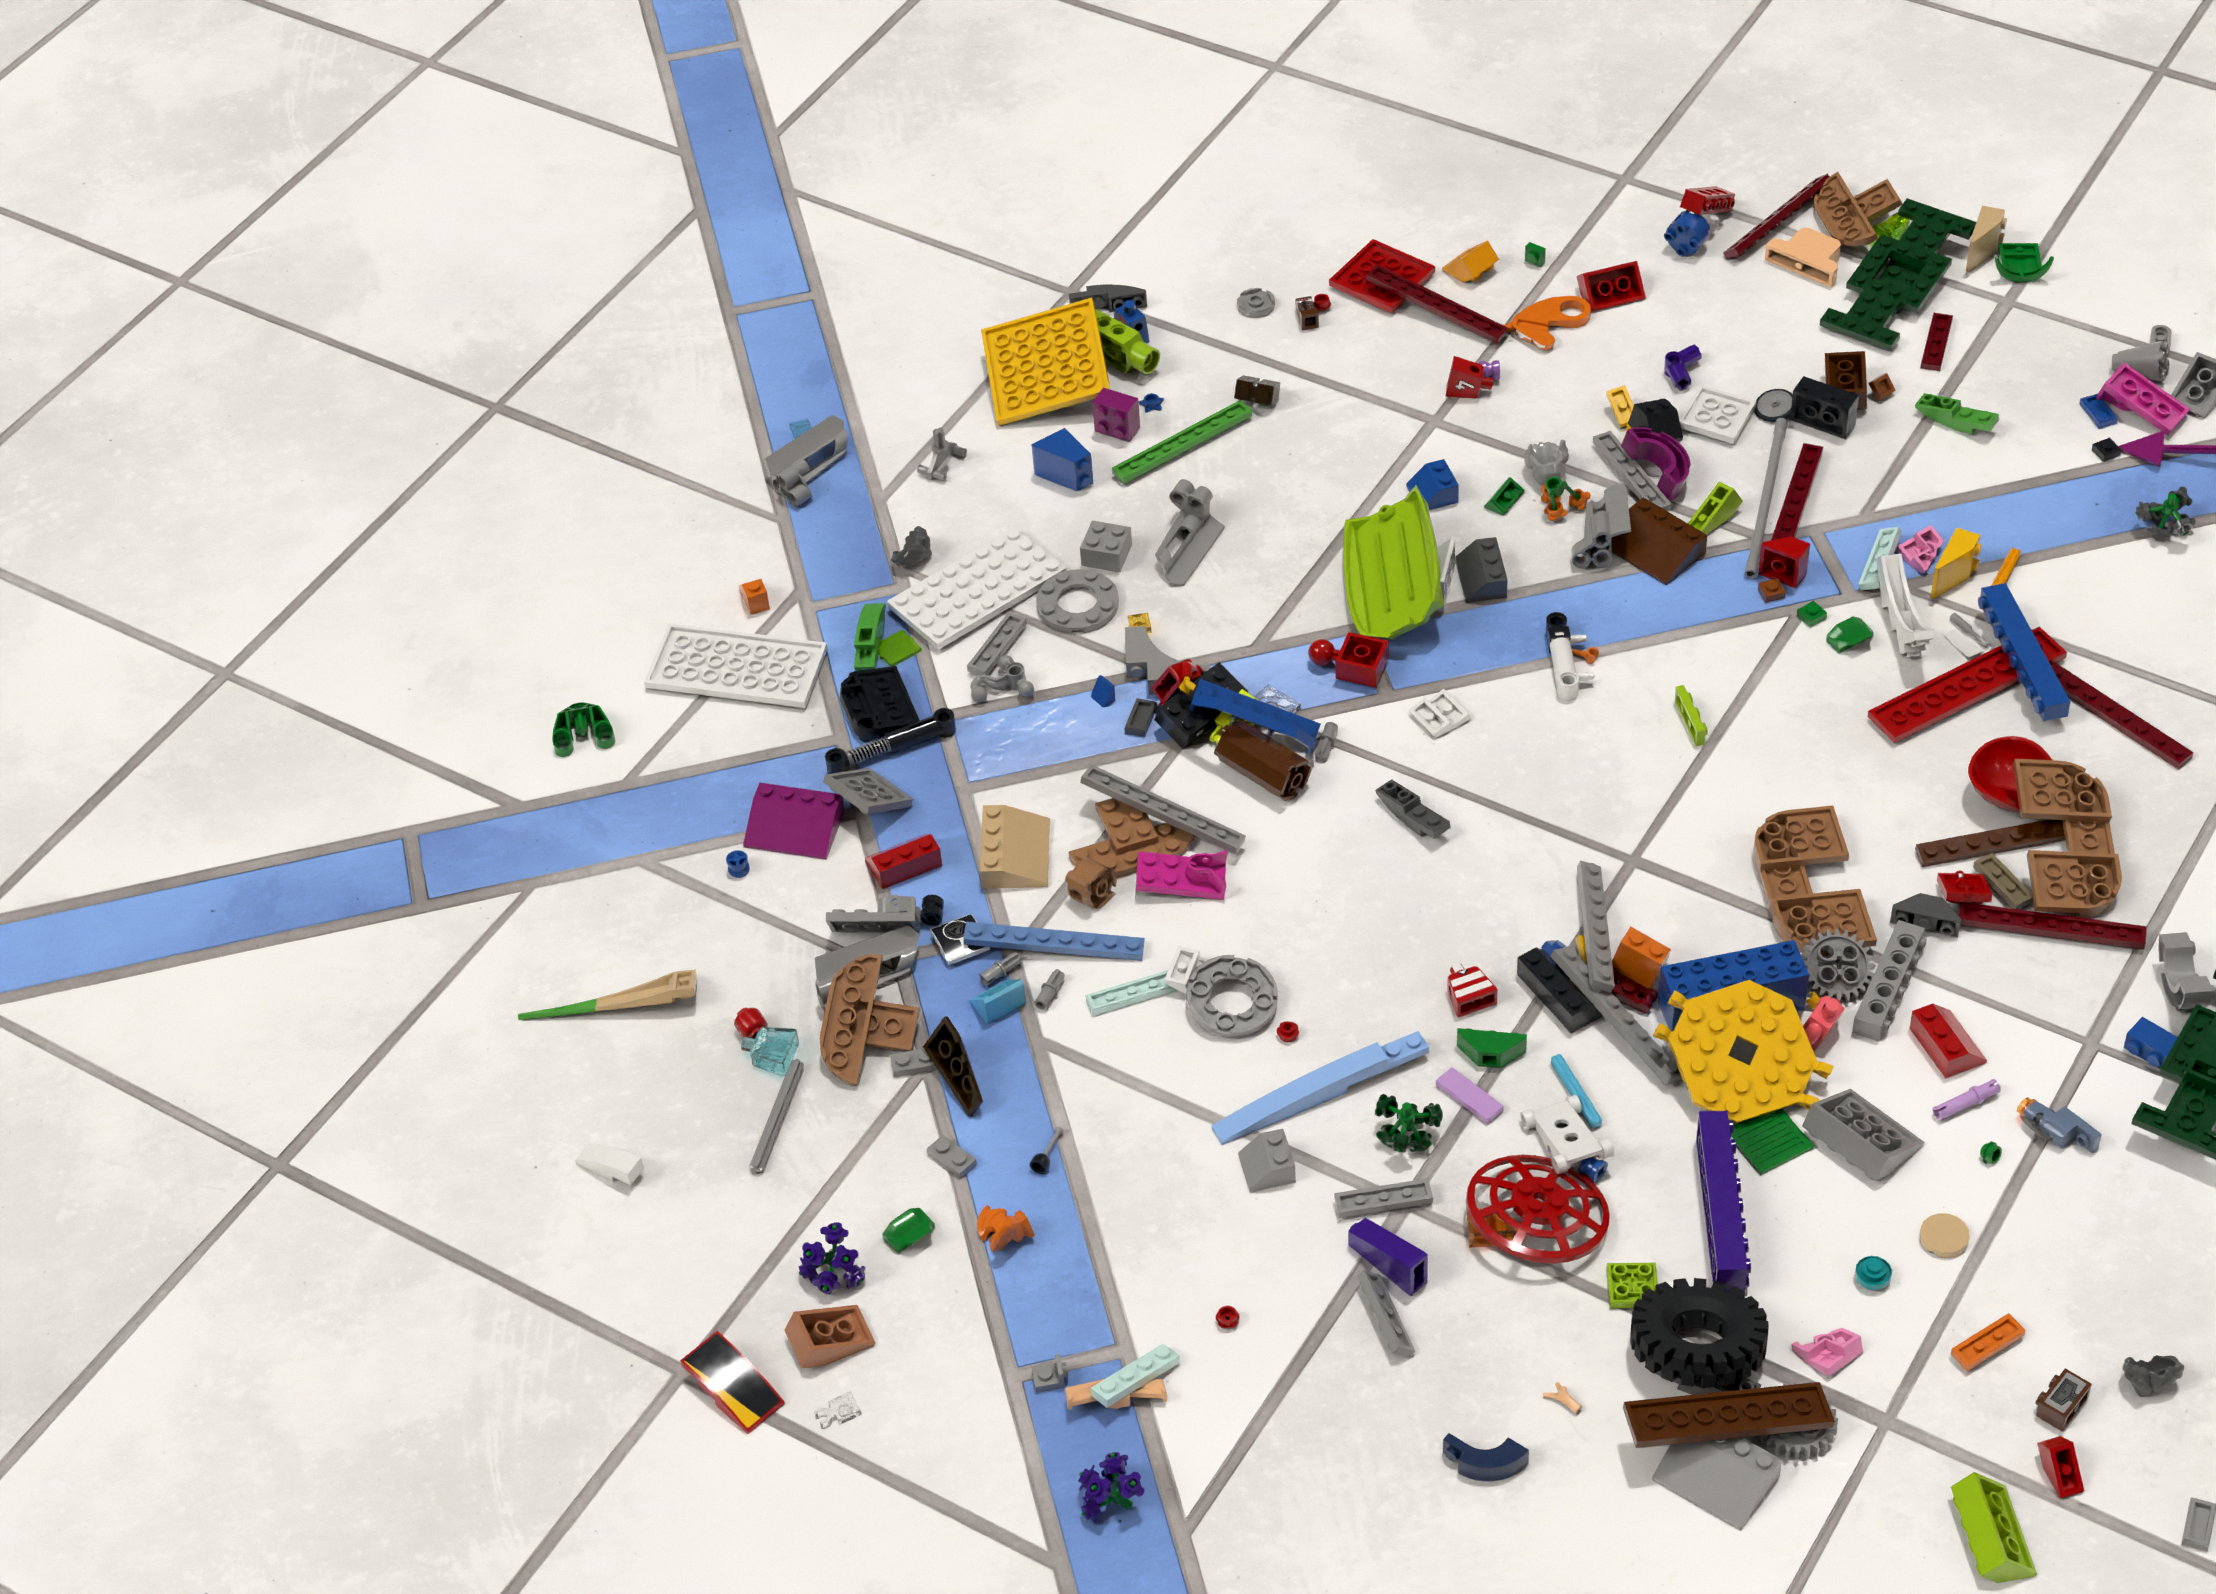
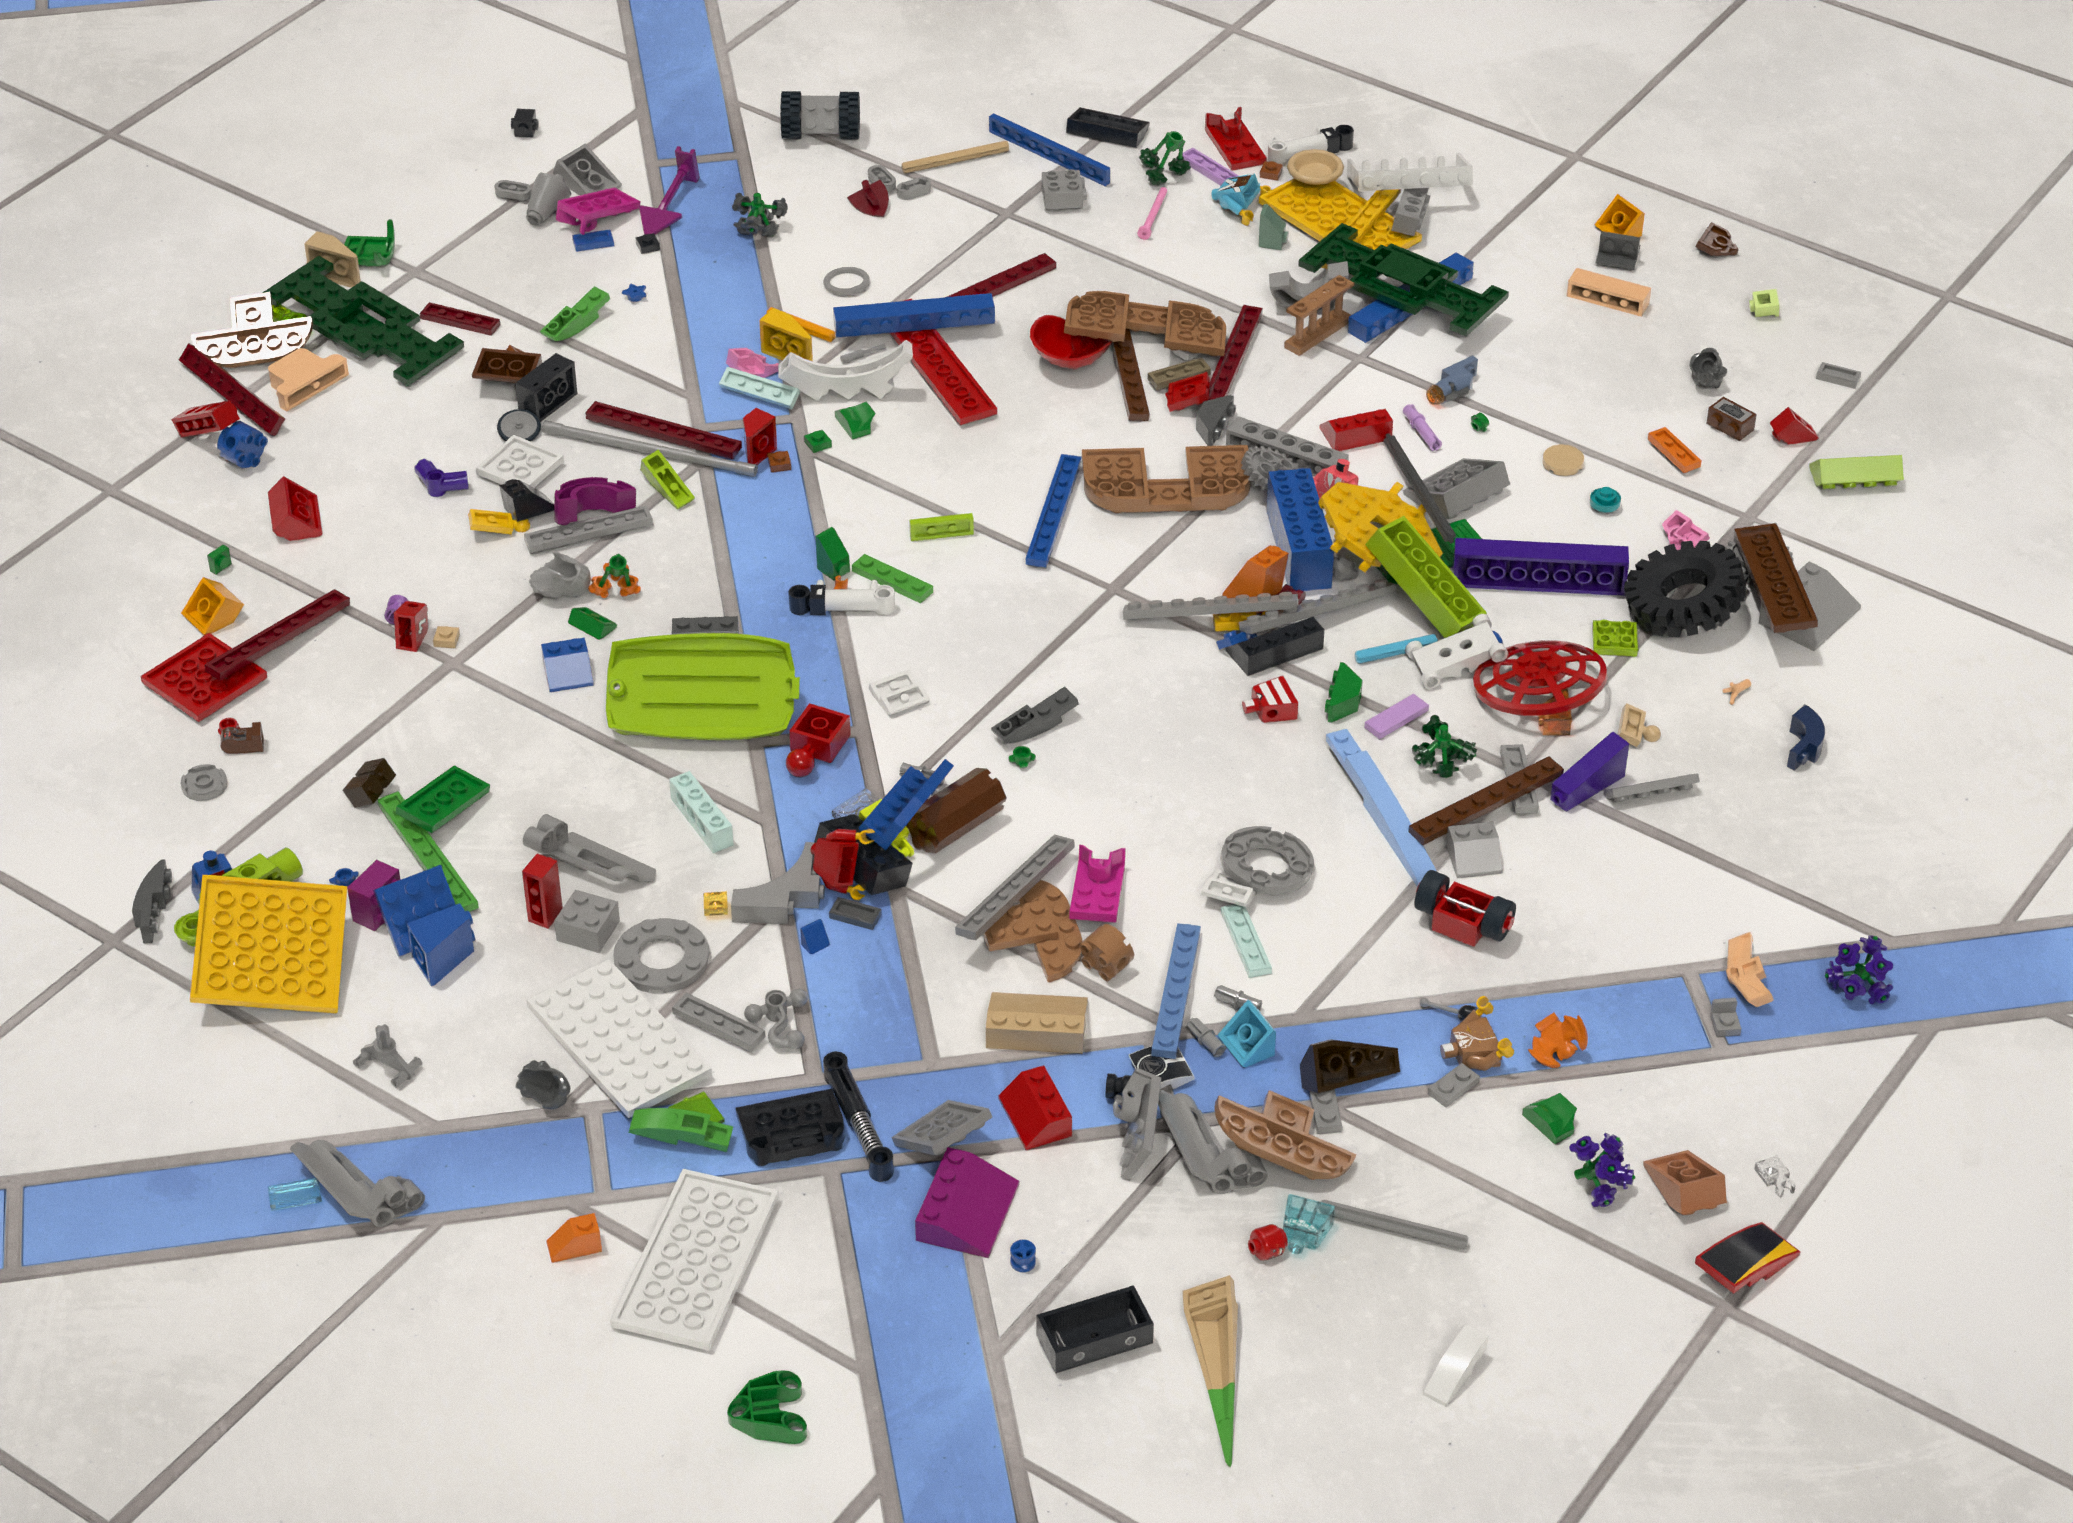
camera: 90 degrees left, 5 degrees down
(642, 897) = (1114, 1317): none -> black piece
(998, 1166) = (1475, 1041): none -> medium nougat torso
(1102, 436) = (412, 900): none -> blue plate
(1121, 501) = (542, 890): none -> red brick
(1135, 1375) = (1731, 952): light aqua plate -> none
(1169, 1145) = (1463, 911): none -> brick
(1227, 1312) = (1655, 892): red plate -> none
(1242, 436) = (442, 799): none -> green plate
(1250, 597) = (701, 812): none -> light aqua brick
(1288, 1031) = (1309, 830): red plate -> none
(1336, 1165) = (1486, 800): none -> reddish brown plate
(1361, 808) = (1022, 756): none -> green plate
(1464, 409) = (446, 637): none -> tan plate
(1482, 1297) = (1632, 726): none -> tan plate
(1534, 320) = (322, 565): orange animal -> none
(1602, 526) = (676, 543): light grey panel -> none
(1609, 691) = (887, 575): none -> bright green plate
(1619, 636) = (831, 554): none -> green slope
(1652, 1087) = (1424, 577): none -> lime brick
(1659, 542) = (694, 522): reddish brown slope -> none
(1734, 797) = (1053, 510): none -> blue plate
(1832, 1088) = (1419, 488): none -> dark grey axle
(2017, 452) = (635, 293): none -> blue plate
(2089, 617) = (846, 291): none -> light grey piece
(2123, 998) = (1328, 323): none -> medium nougat fence

